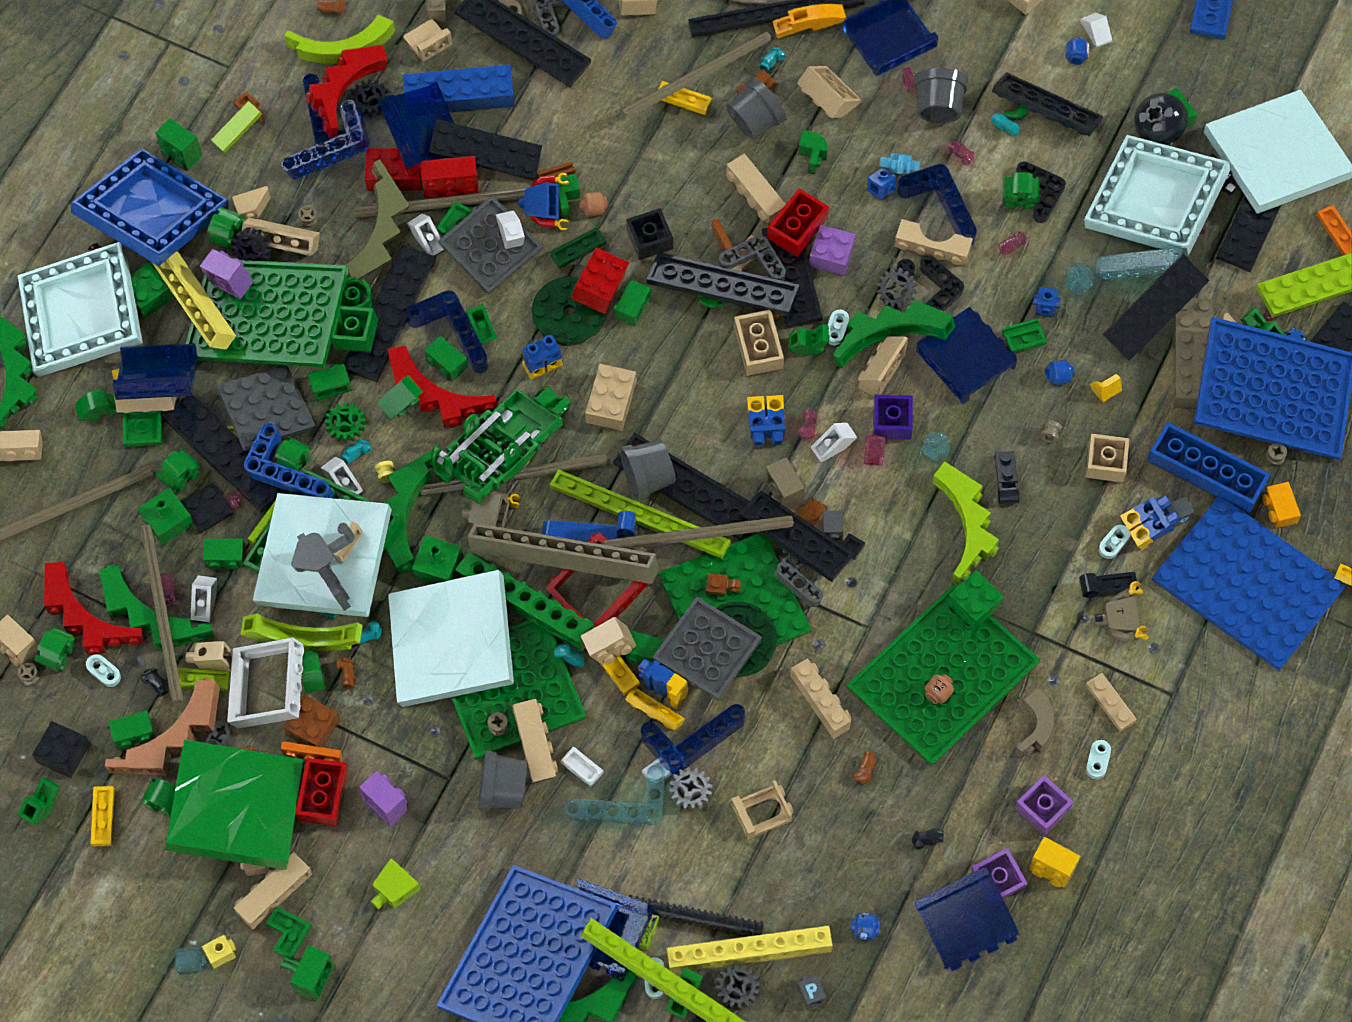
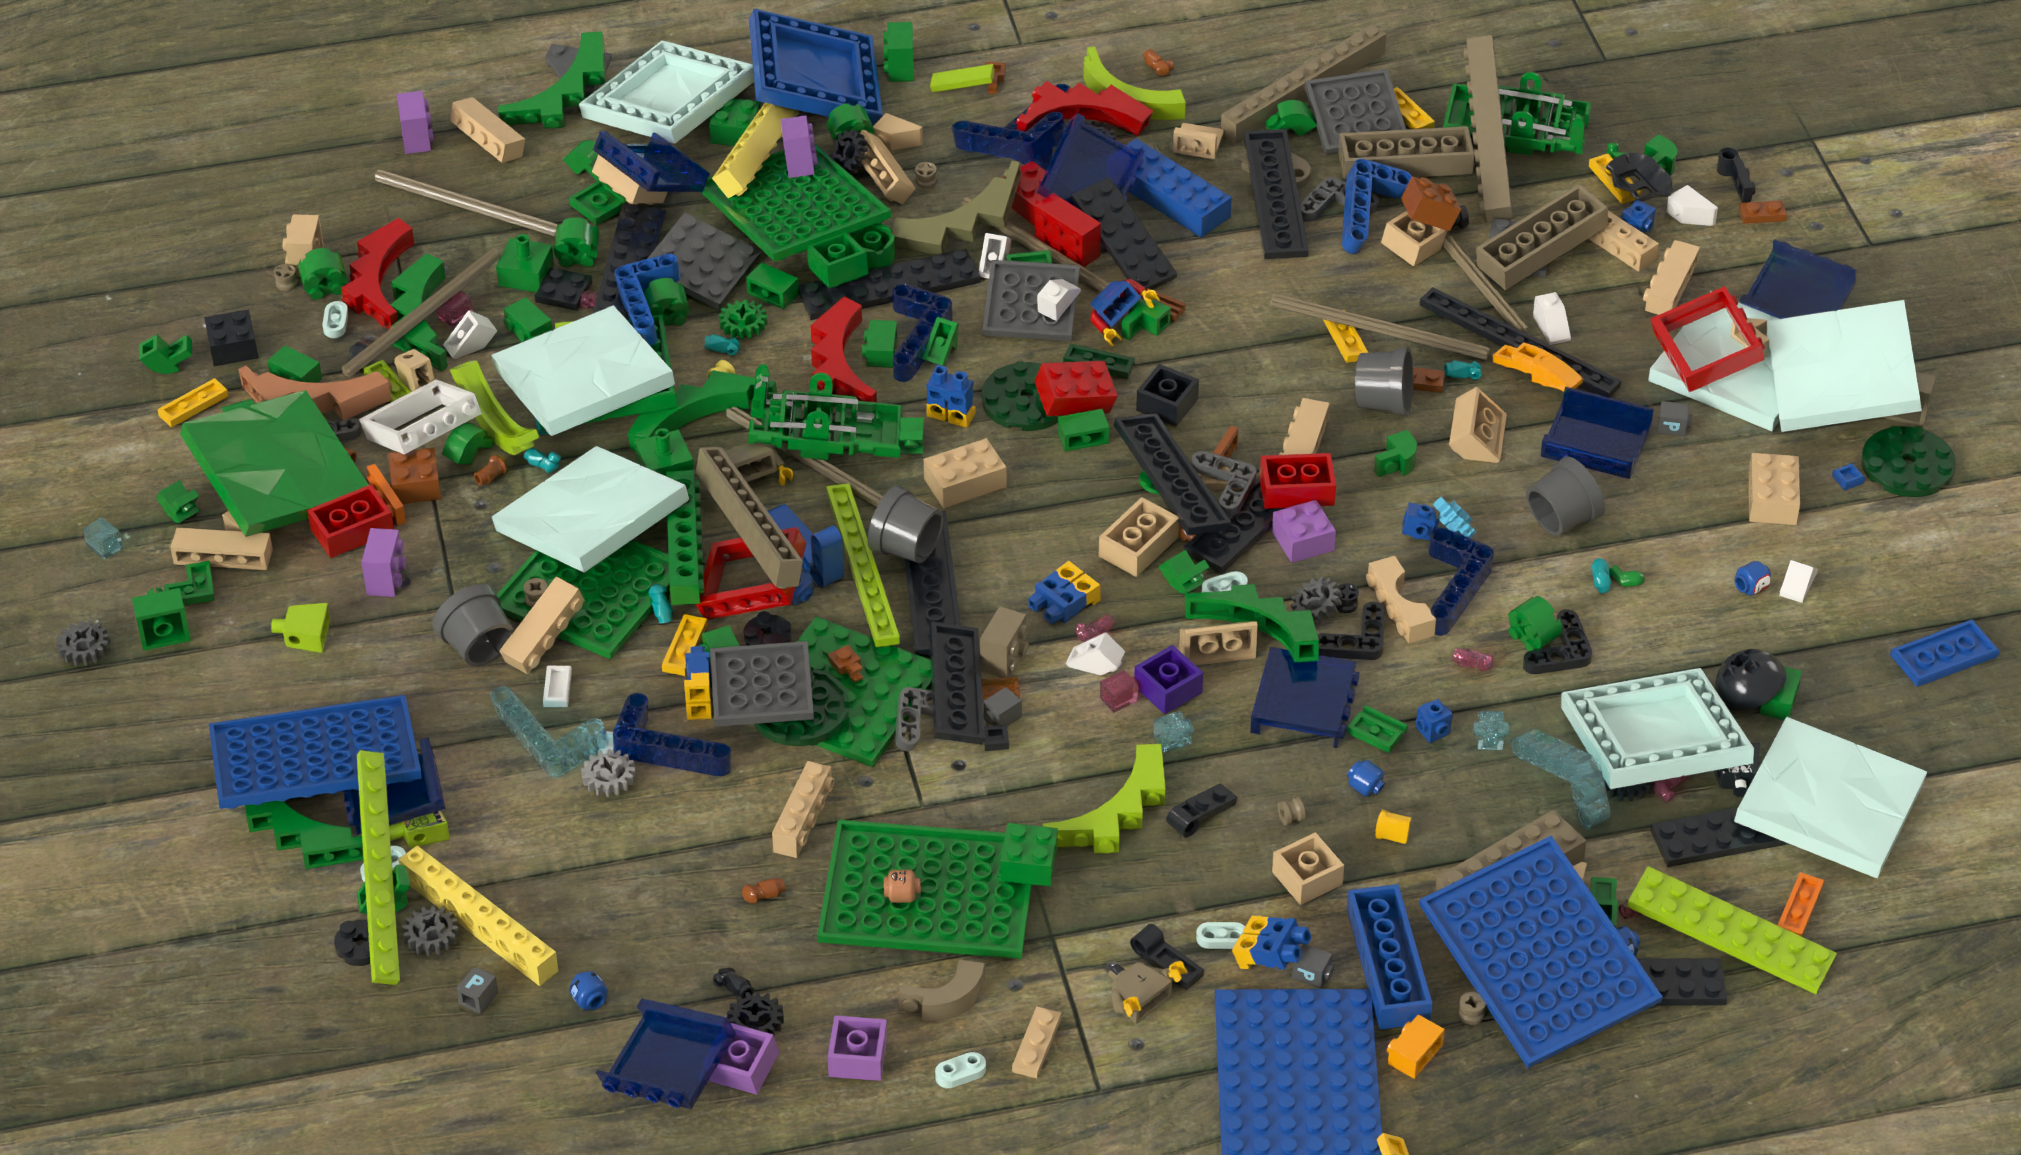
camera: 50 degrees right, 20 degrees down
(199, 889) = (178, 502): none -> green brick
(220, 951) = (129, 552): light yellow brick -> none
(316, 555) = (555, 349): dark grey plate -> none
(339, 473) = (683, 350): white slope -> none
(342, 554) = (602, 366): tan tile -> none
(399, 397) = (801, 330): green brick -> none
(593, 204) = (1156, 342): nougat head -> none
(608, 641) = (694, 607): tan brick -> none
(654, 709) = (668, 698): yellow plate -> none
(655, 616) = (764, 624): none -> black plate
(701, 533) = (877, 601): dark tan axle -> none
(704, 918) = (477, 857): black piece -> none
(773, 792) = (626, 821): tan panel -> none
(962, 152) = (1530, 559): clear pink arm -> none
(973, 850) = (757, 1013): none -> black gear
(1047, 104) = (1660, 589): black plate -> none
(1054, 863) = (798, 1091): yellow brick -> none
(1155, 307) = (1518, 795): black plate -> none

